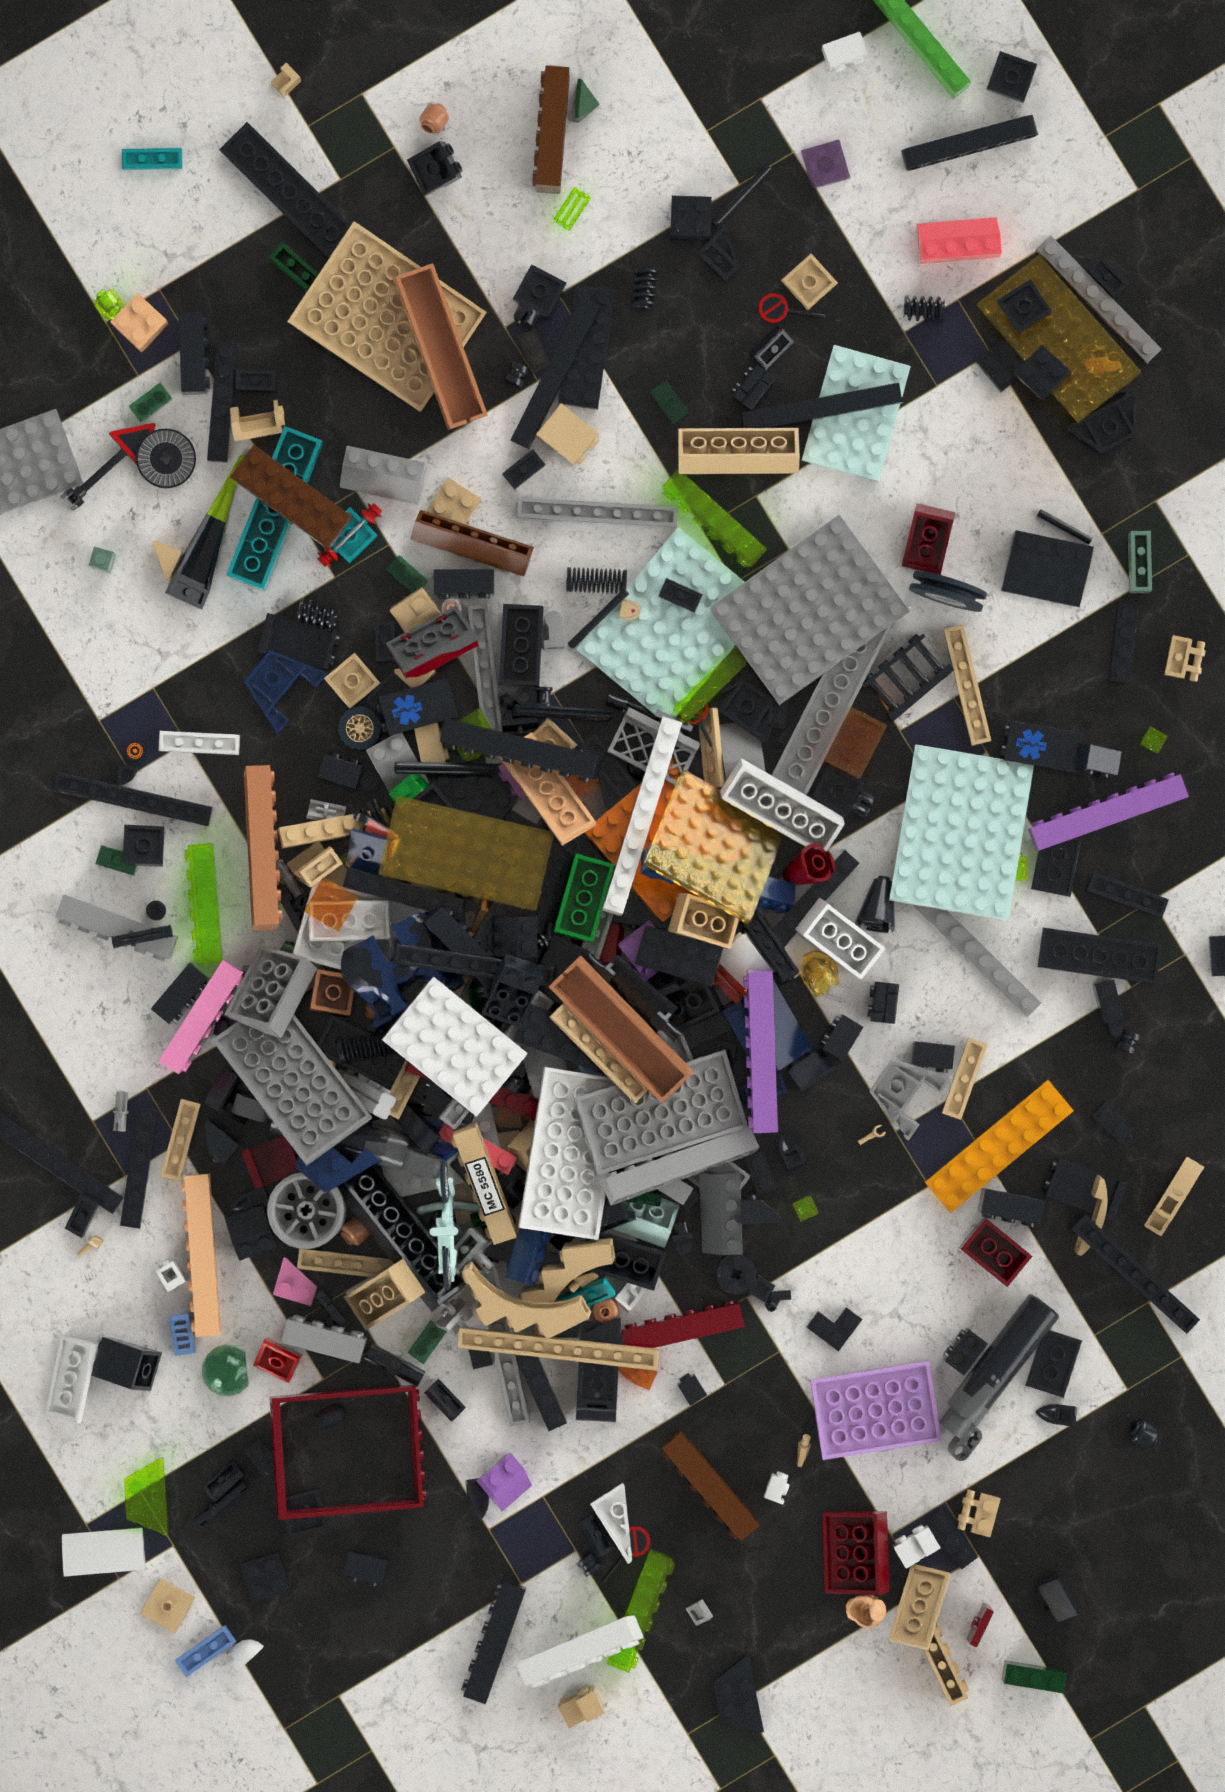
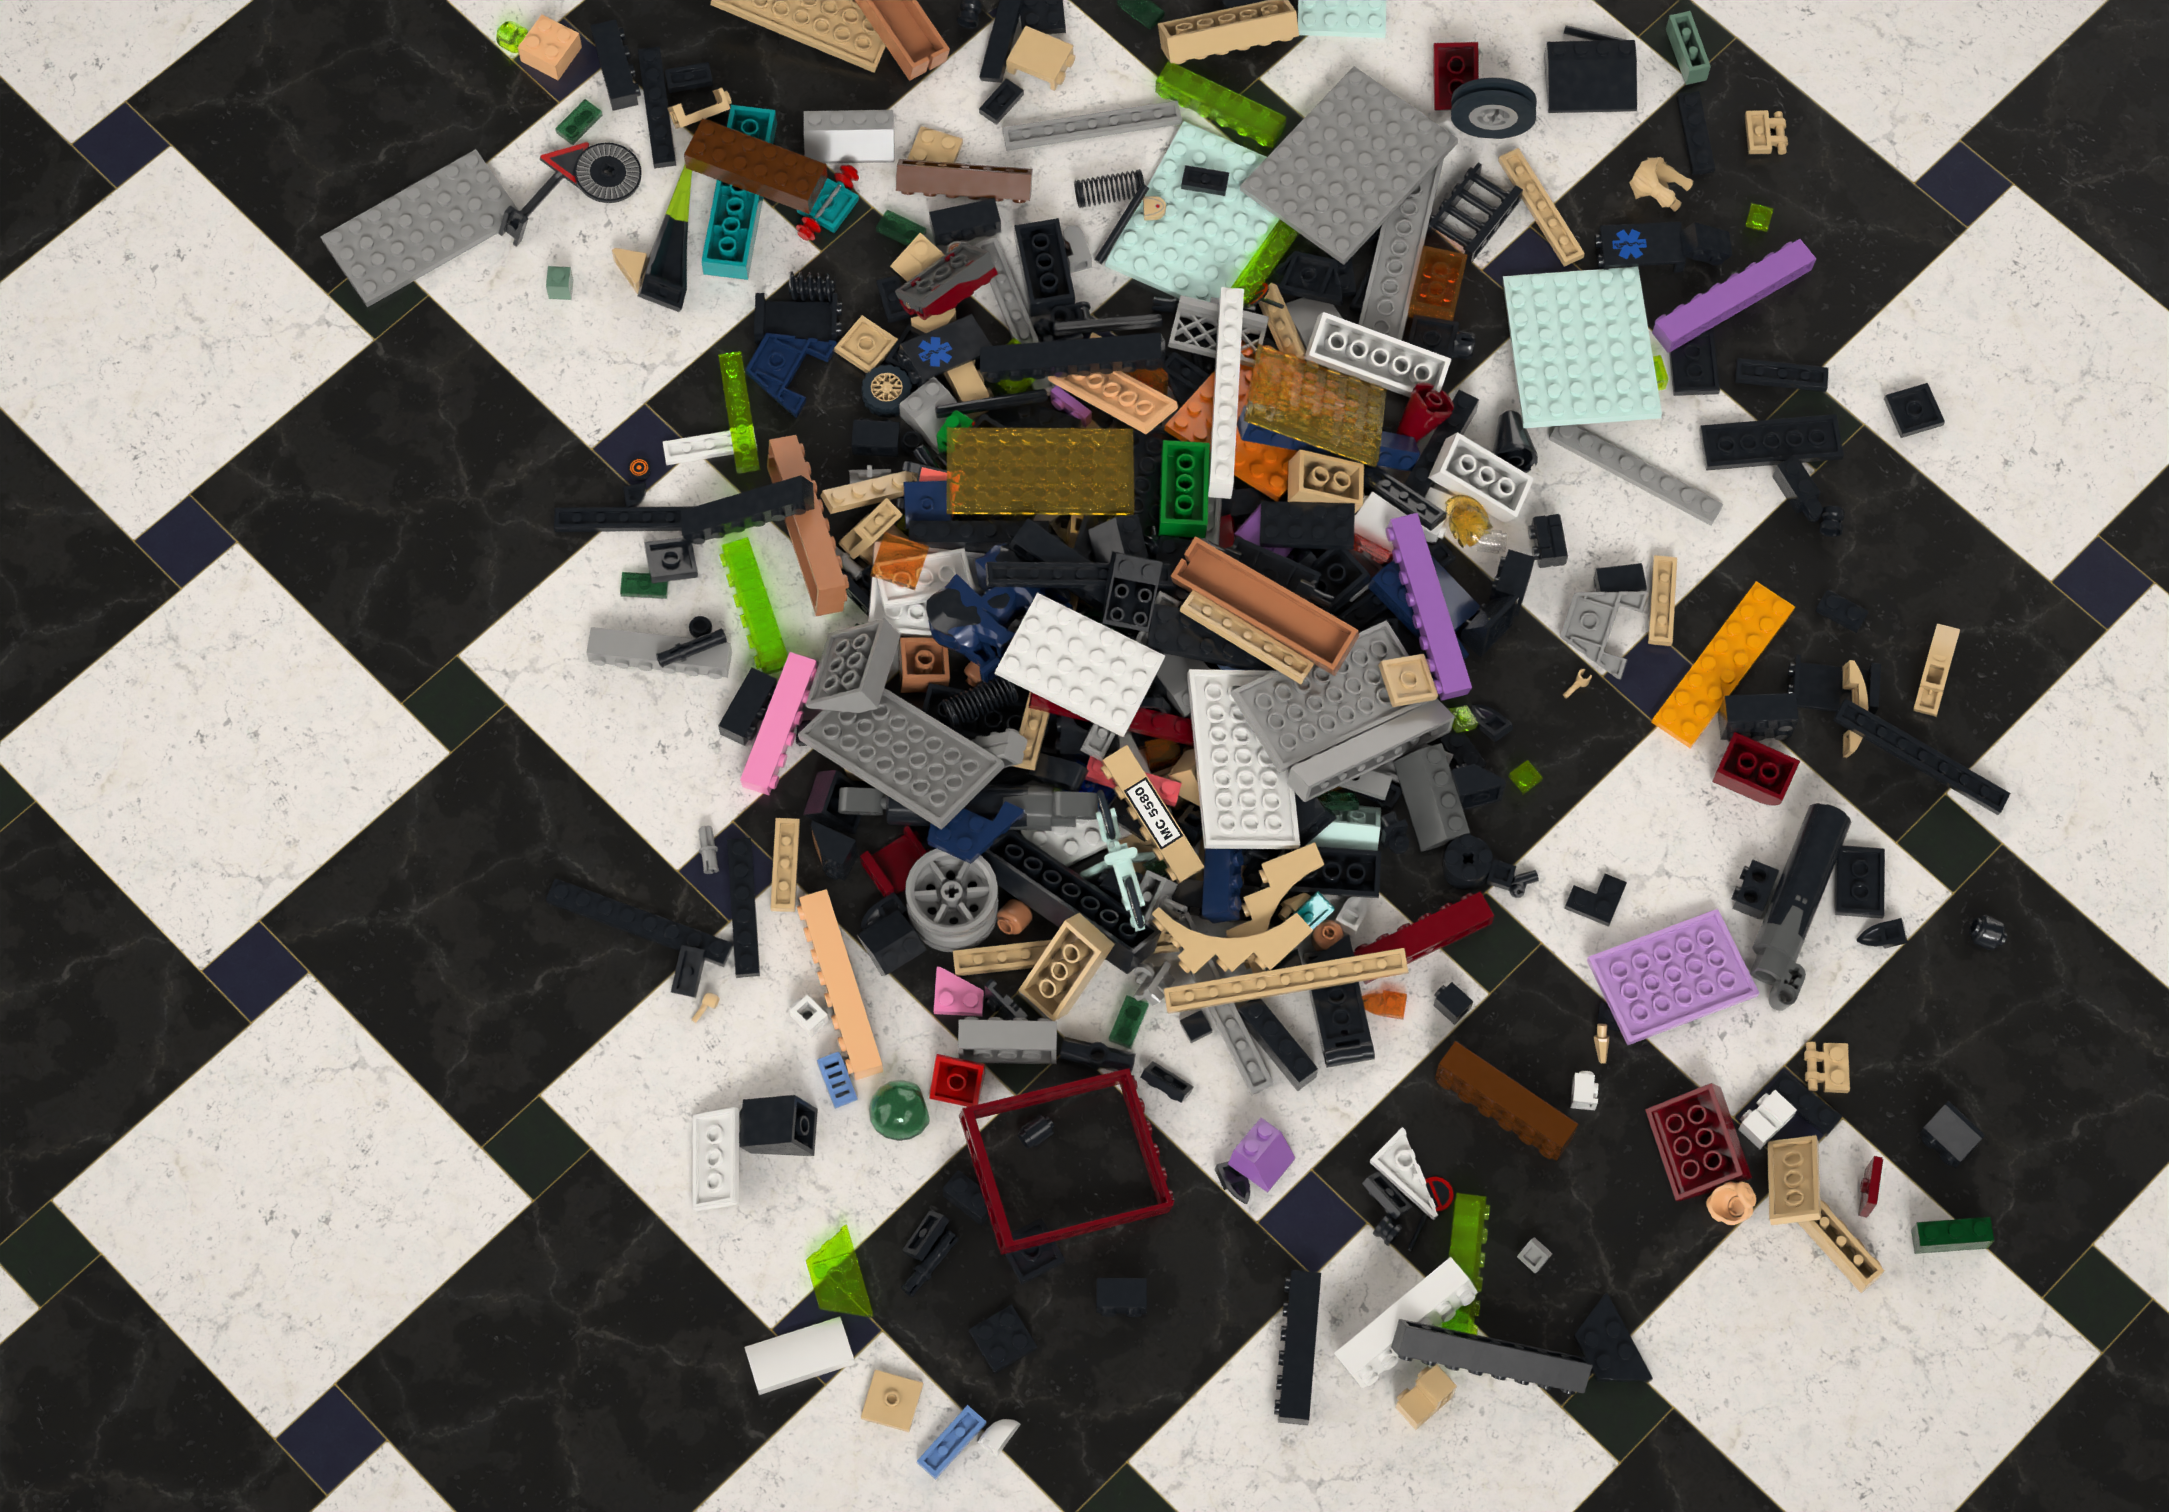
camera: 15 degrees left, 20 degrees down
(213, 827) = (747, 509): none -> black brick
(229, 721) = (739, 412): none -> clear neon green plate
(638, 1695) = (1491, 1356): none -> black brick
(727, 1111) = (1408, 680): none -> tan plate
(767, 1145) = (1464, 719): none -> clear neon green plate
(1072, 685) = (1652, 181): none -> tan piece

